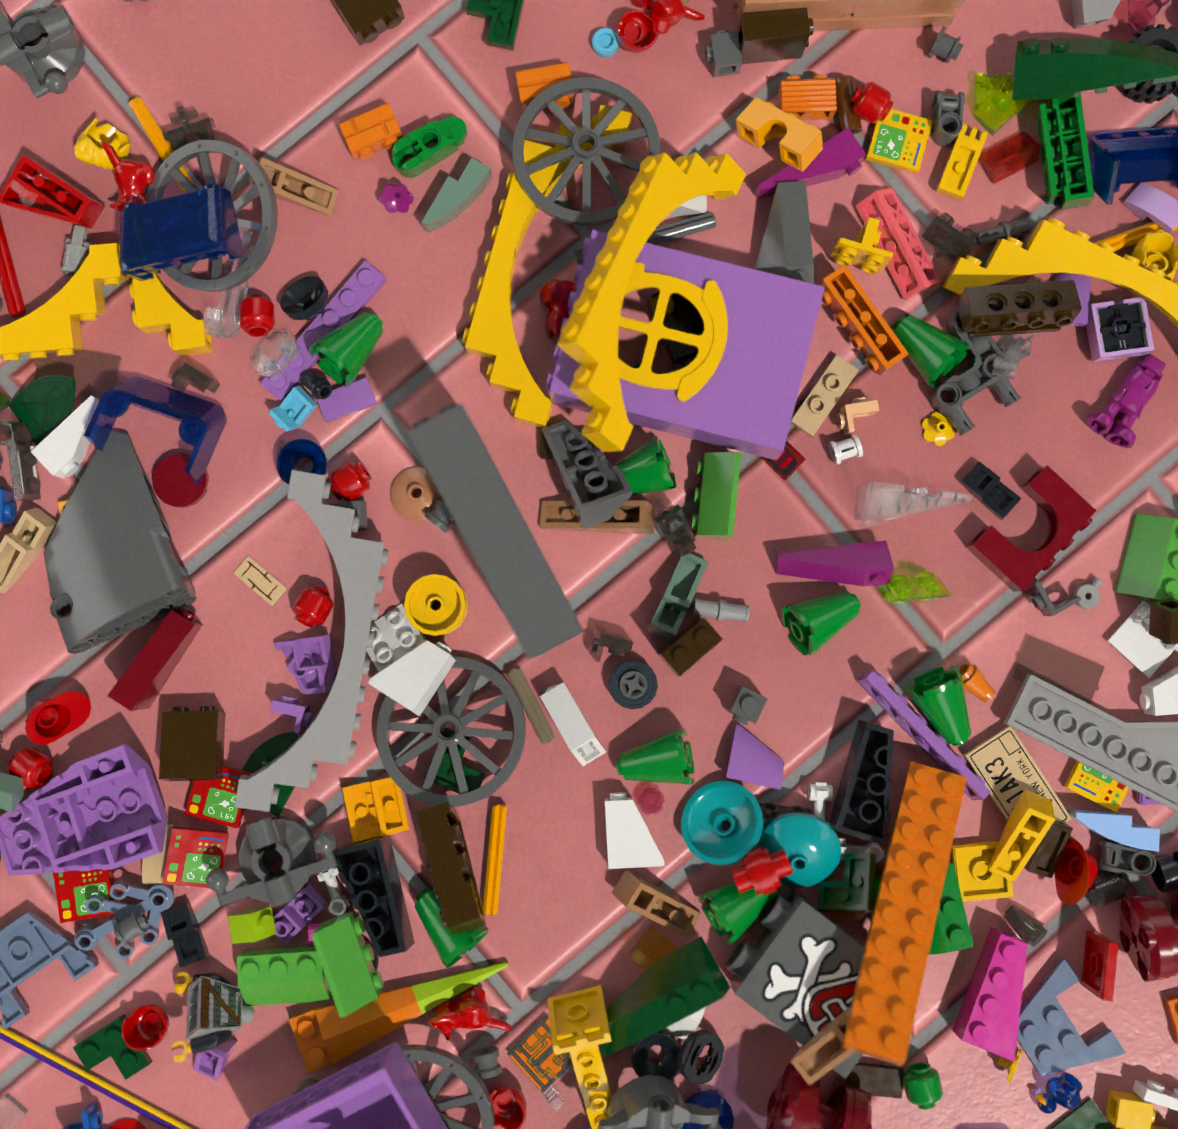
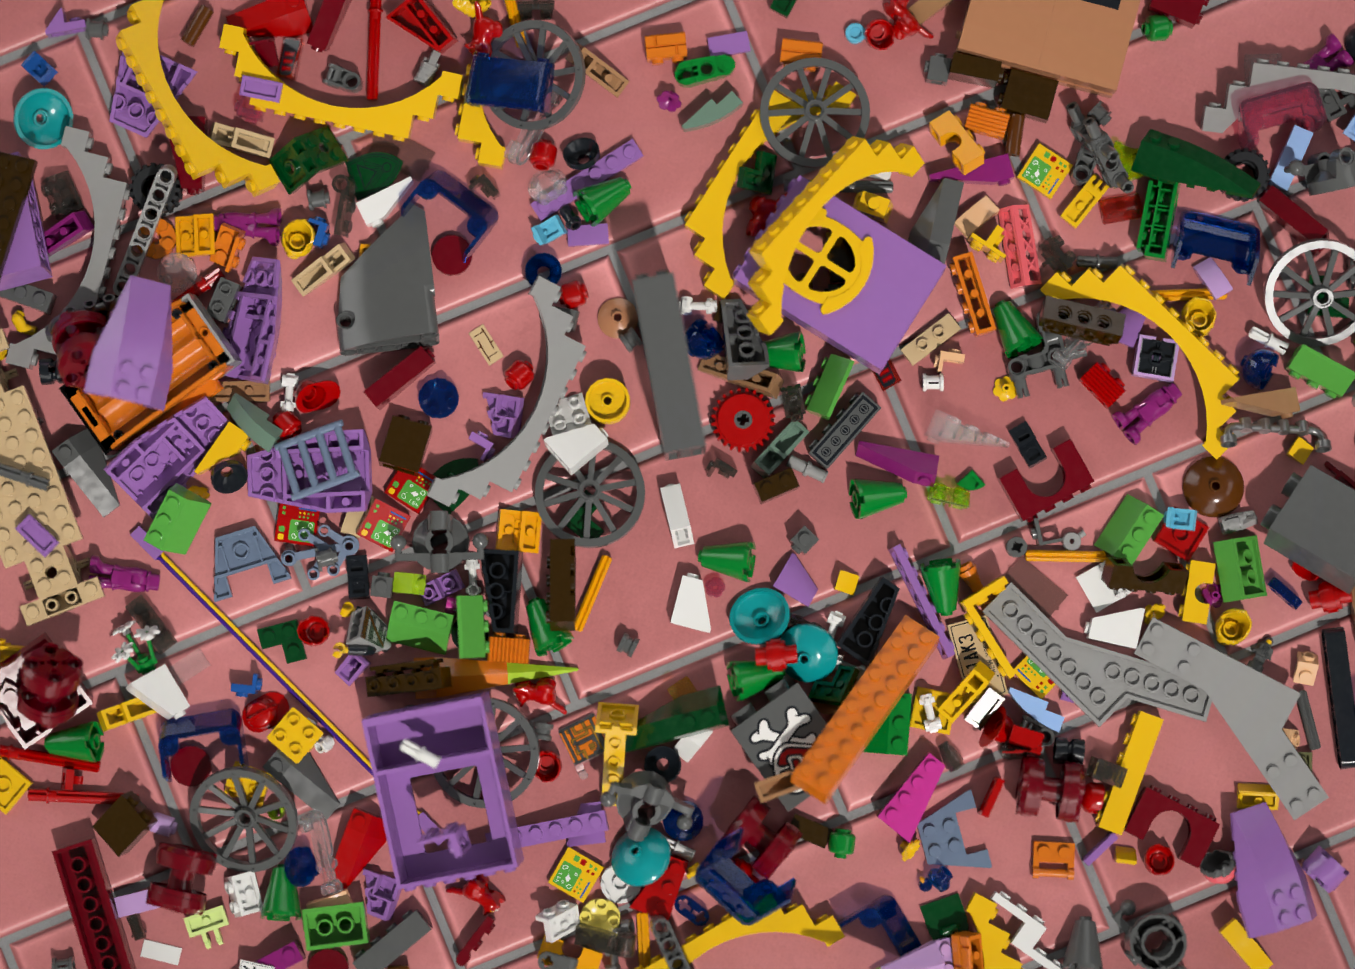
camera: 20 degrees right, 0 degrees up
(19, 709) = (289, 381): none -> white bar
(49, 785) = (334, 480): none -> sand blue bar
(216, 940) = (382, 585): none -> dark grey brick
(218, 669) = (438, 398): none -> clear blue dish
(286, 1054) = (417, 680): none -> dark brown brick
(410, 969) = (509, 649): none -> orange brick
(453, 103) = (729, 44): none -> medium lavender tile
(500, 449) = (687, 305): none -> white bar
(531, 705) = (651, 493): dark tan axle -> none
(535, 489) = (703, 341): none -> clear blue cylinder
(544, 256) = (762, 177): none -> dark green plate
(562, 913) = (628, 644): none -> dark grey wheel
(601, 563) = (753, 431): none -> red gear
(636, 692) = (728, 501): black wheel -> none
(655, 903) = (696, 659): medium nougat slope -> none
(689, 1051) = (689, 764): black piece -> none
(699, 242) = (873, 206): none -> yellow torso
(753, 546) = (844, 431): none -> dark grey brick
(817, 741) = (846, 582): none -> yellow slope
(833, 222) = (976, 216): none -> light nougat slope
(849, 48) = (1028, 95): none -> dark brown brick
(871, 102) = (1030, 140): red head -> none
(934, 560) = (971, 482): none -> green tile
(969, 78) = (1101, 146): none -> dark grey pin
(989, 715) = (982, 633): none -> yellow bracket
(990, 890) = (932, 723): none -> white bar
(1014, 626) = (1013, 548): none -> dark grey wheel
(1062, 384) = (1102, 384): none -> red brick
(1085, 617) = (1065, 556): none -> light orange axle
(1124, 876) = (1027, 739): none -> red piece

